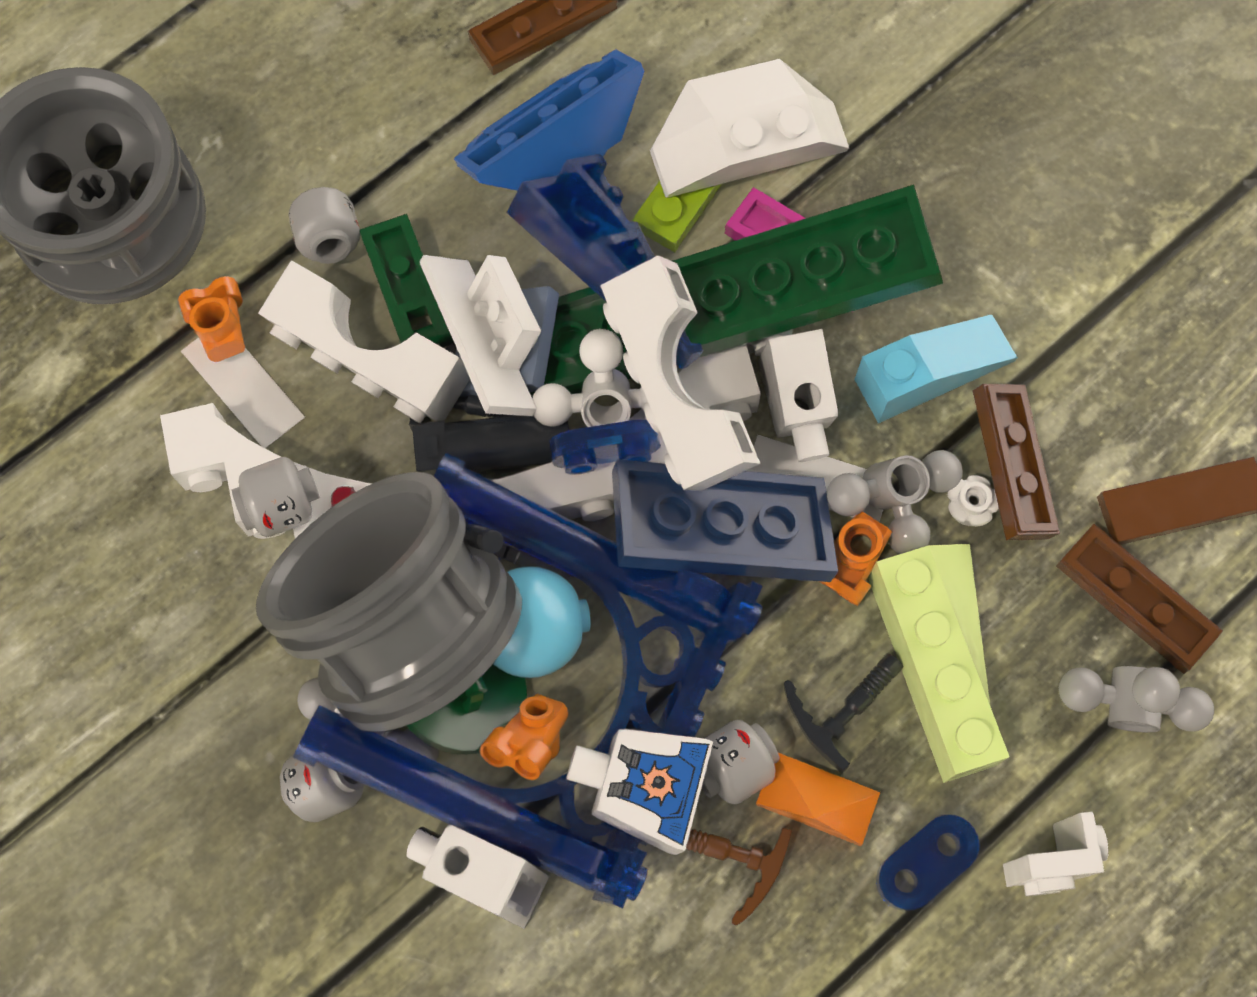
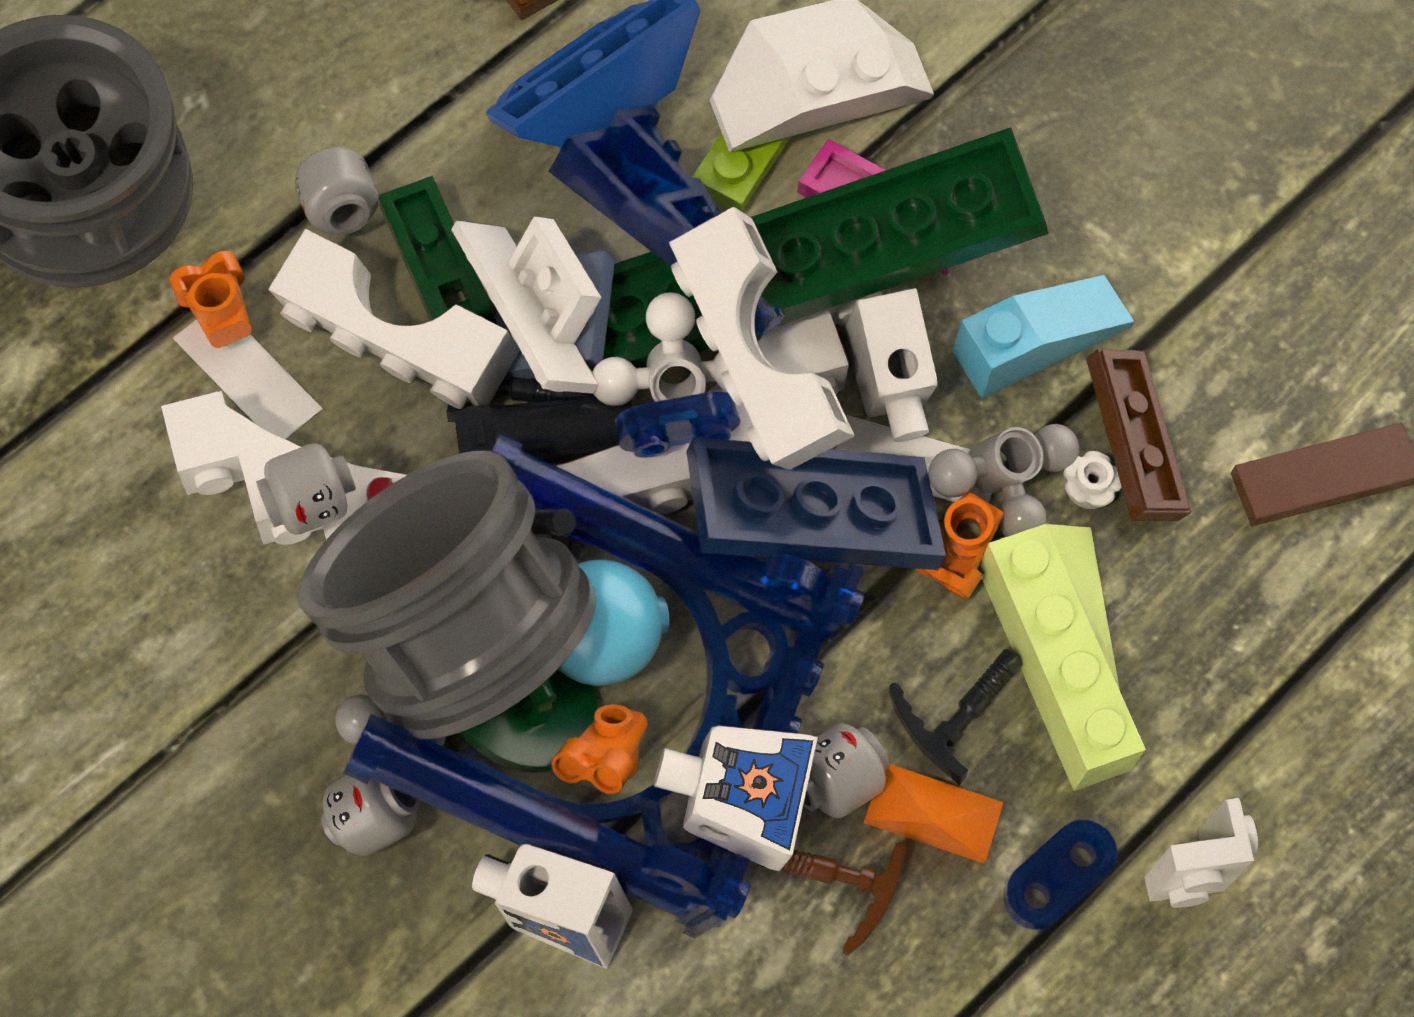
camera: 10 degrees left, 5 degrees down
(1138, 698) = (1285, 687): light grey piece -> none
(1139, 599) = (1281, 581): reddish brown tile -> none

